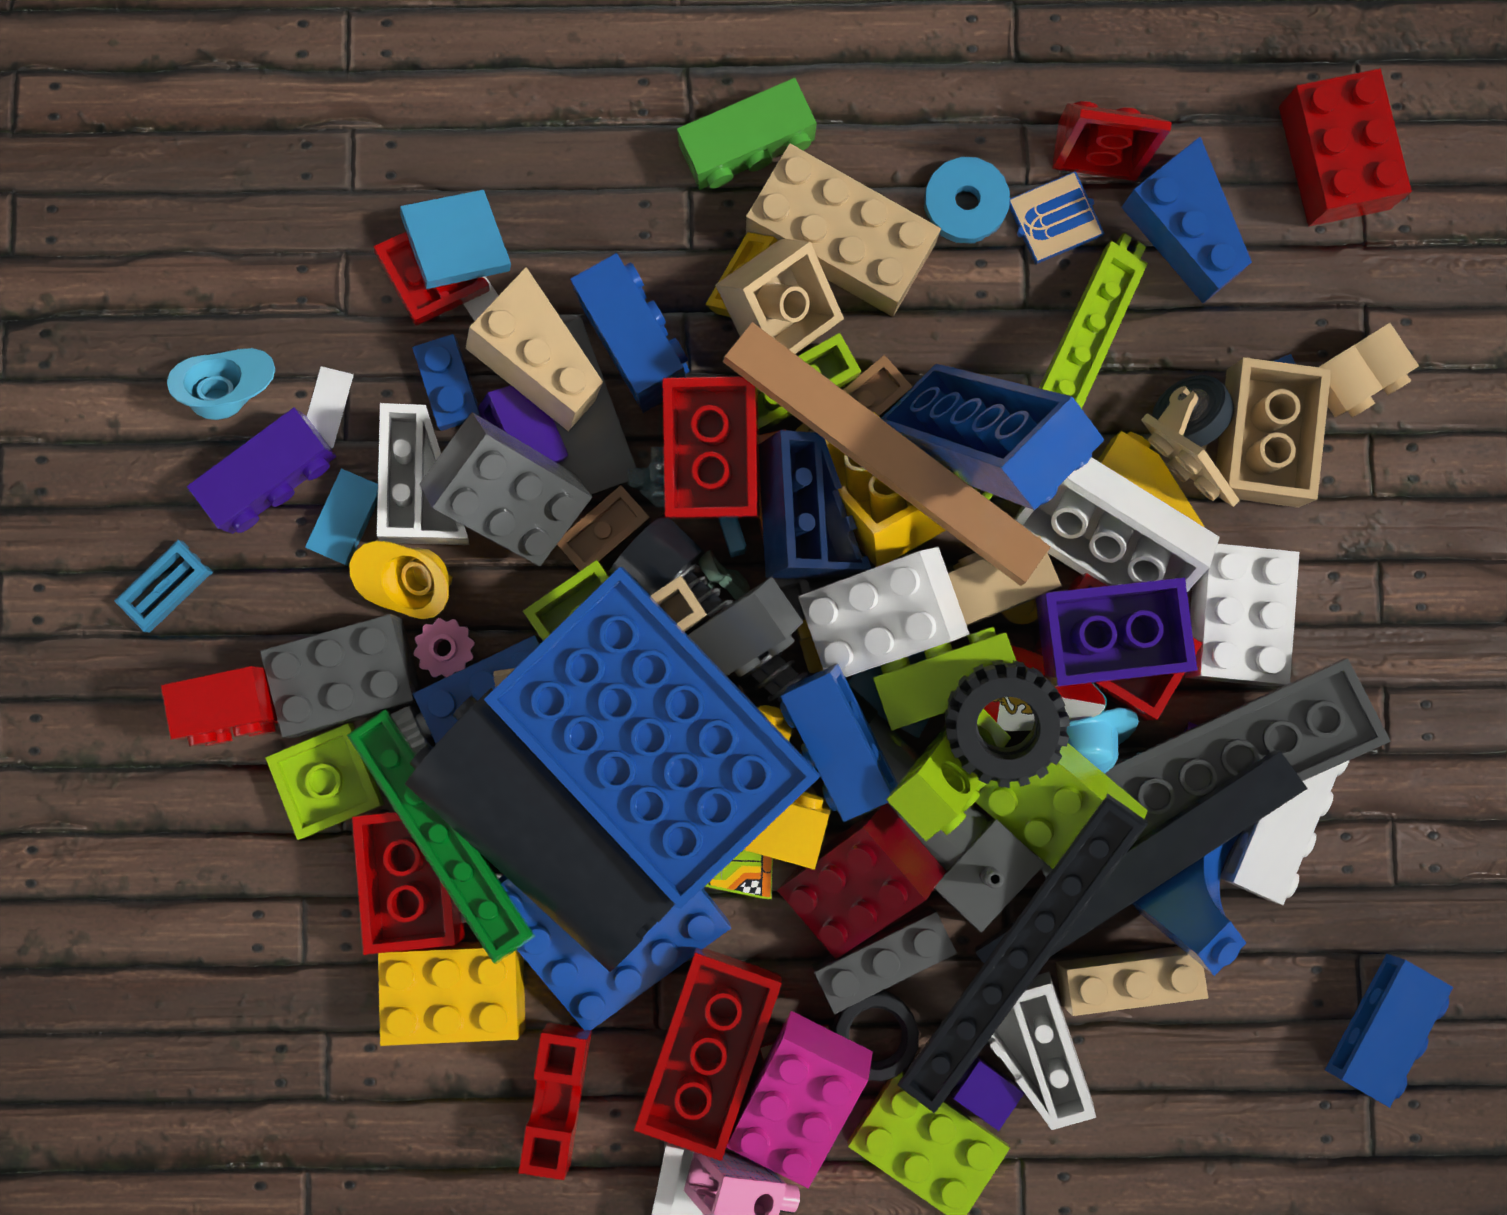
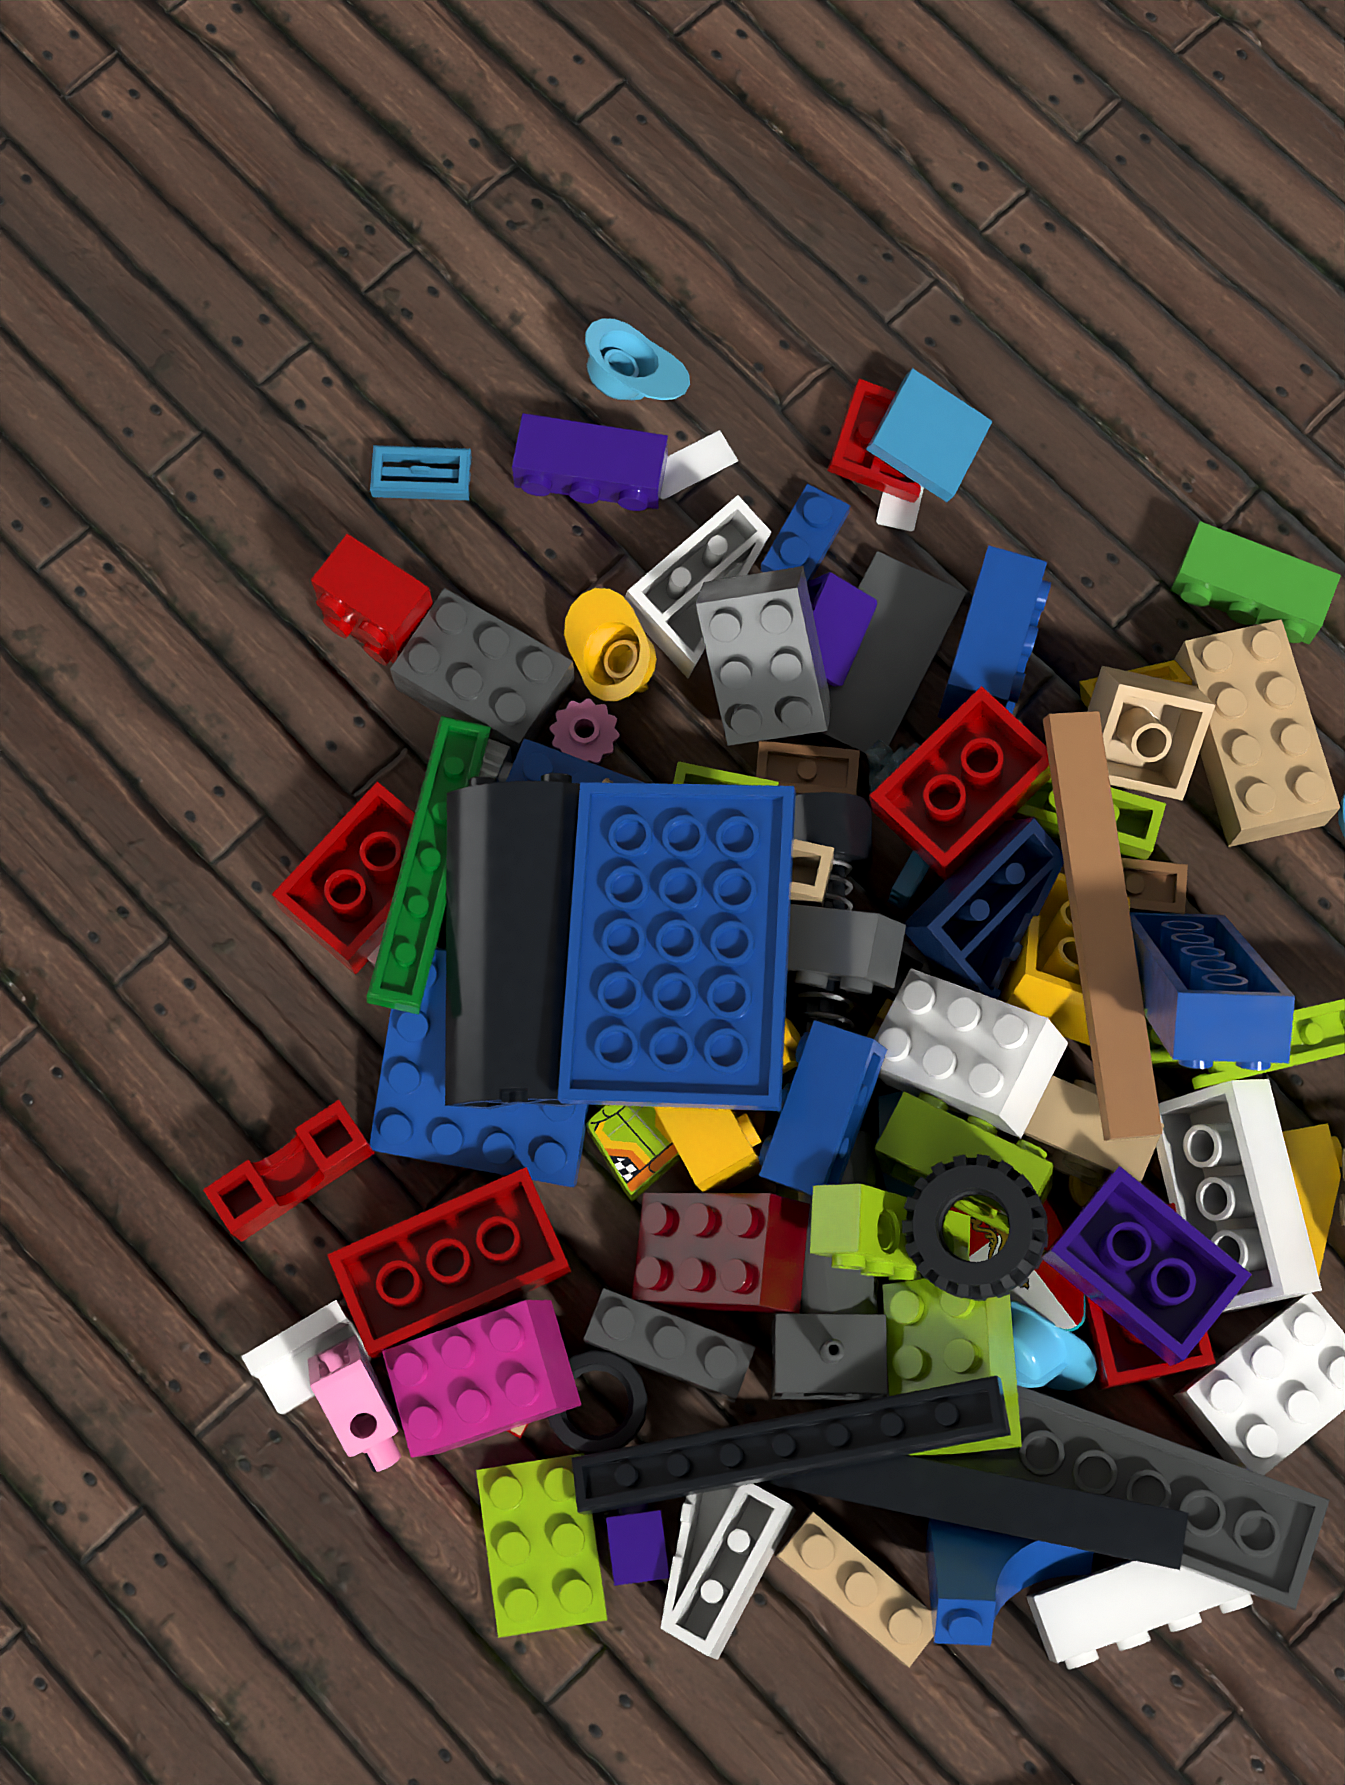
camera: 50 degrees right, 10 degrees down
(323, 782) = (380, 739): lime plate -> none
(344, 517) = (613, 558): dark azure tile -> none
(450, 996) = (301, 1002): yellow brick -> none
(535, 351) = (900, 578): tan wedge -> none
(719, 574) = (864, 890): sand green piece -> none

